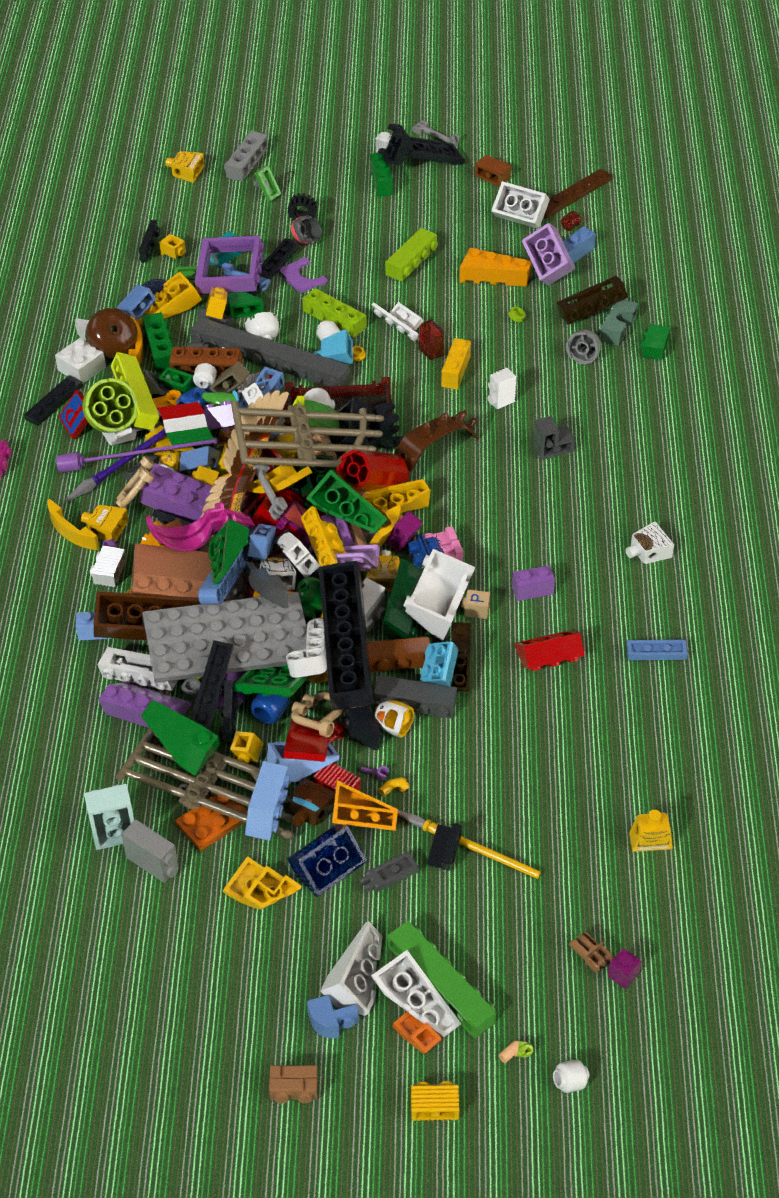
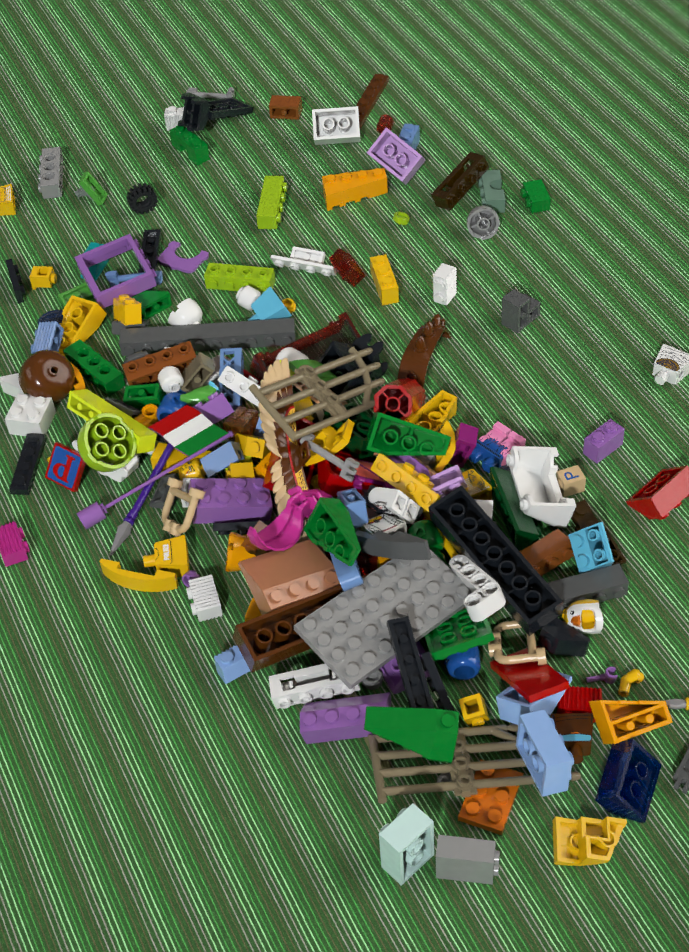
camera: 25 degrees left, 0 degrees up
(306, 230) = (159, 215): dark grey hair -> none

